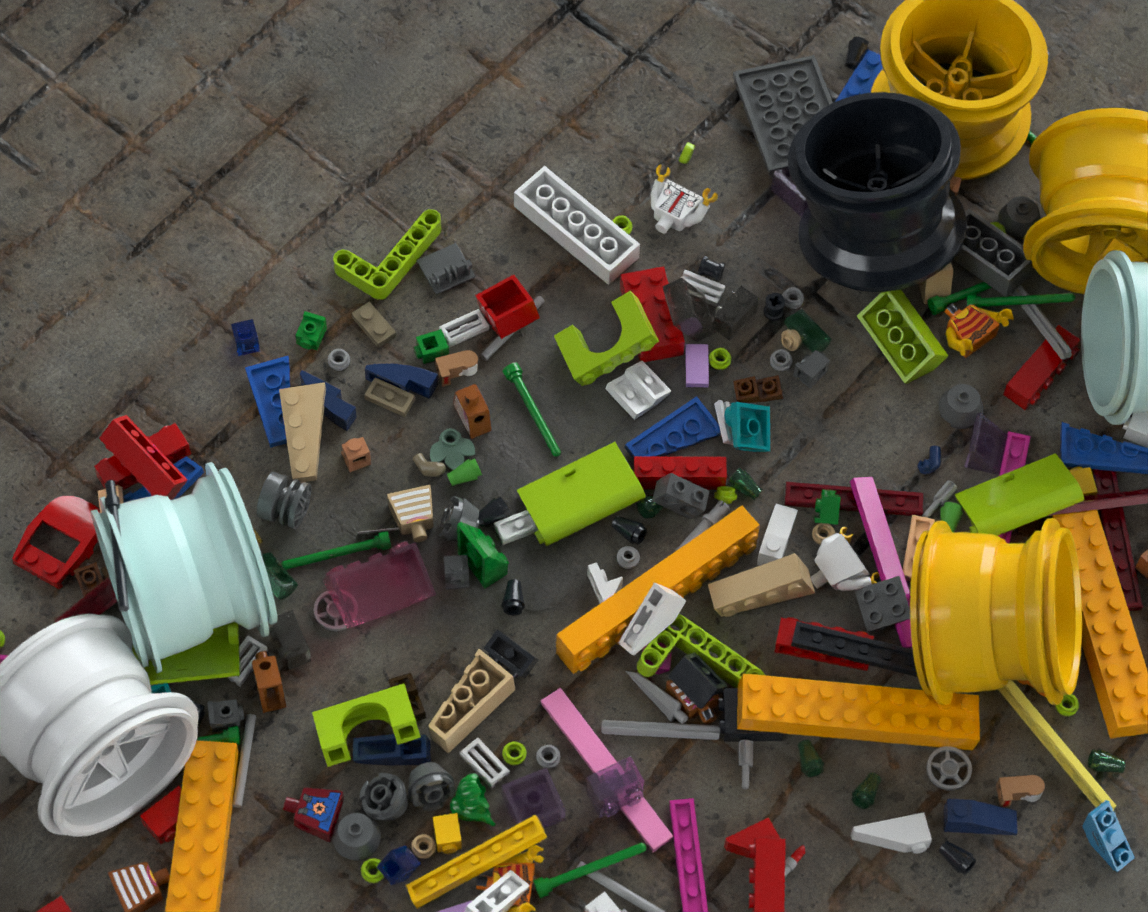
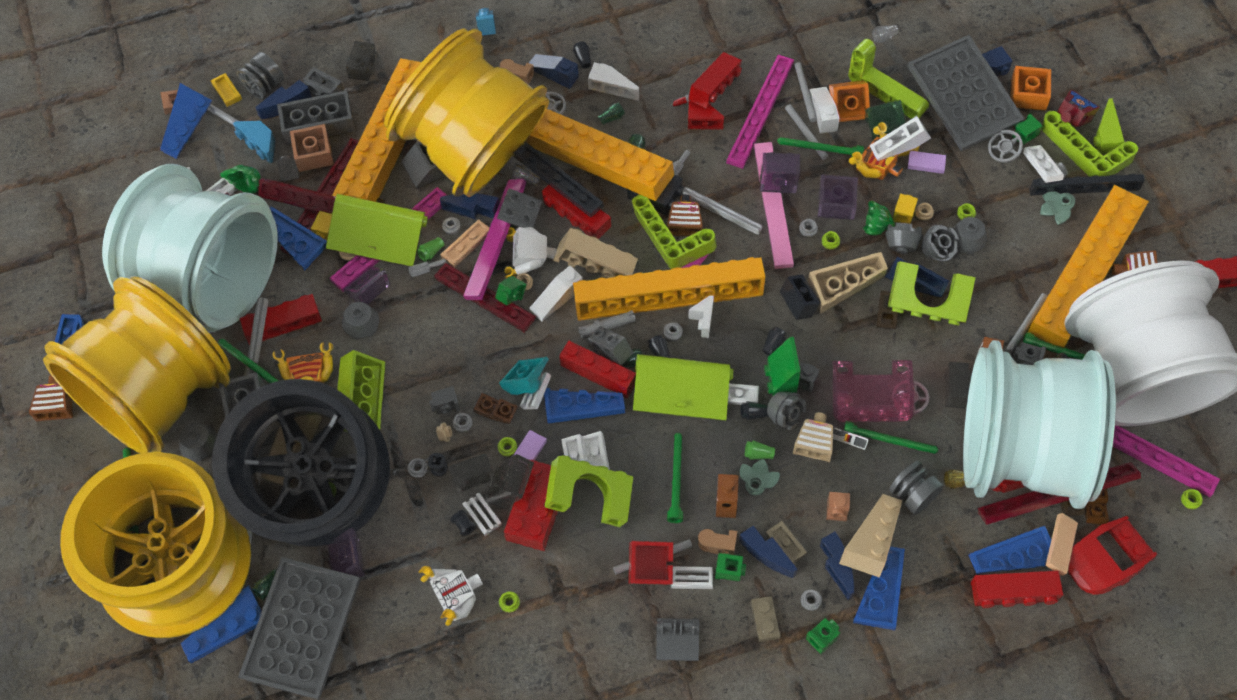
camera: 145 degrees left, 0 degrees up
(113, 504) = (1096, 442): black bar -> none
(142, 458) = (1023, 567): red brick -> none
(245, 337) = (883, 656): clear blue brick -> none
(280, 580) = (947, 442): clear green brick -> none
(316, 811) = (990, 262): torso -> none
(394, 260) = (718, 667): lime beam -> none
(398, 865) = (949, 200): clear blue brick -> none
(429, 469) = (785, 470): dark tan arm -> none
(476, 861) = (896, 175): yellow plate -> none
(497, 777) = (847, 246): white tile -> none
(576, 225) = (548, 615): white brick -> none
(653, 616) = (691, 255): white slope -> none
(665, 702) = (708, 223): light grey bar -> none
(687, 153) = (411, 639): lime tile -> none
(697, 680) = (680, 212): black panel -> none
(725, 494) = (570, 337): lime plate -> none
(745, 484) = (554, 341): clear green cone -> none
(811, 334) = (426, 432): clear green brick -> none
(856, 51) = (200, 664): black cone -> none
(933, 462) = (411, 294): dark blue arm -> none

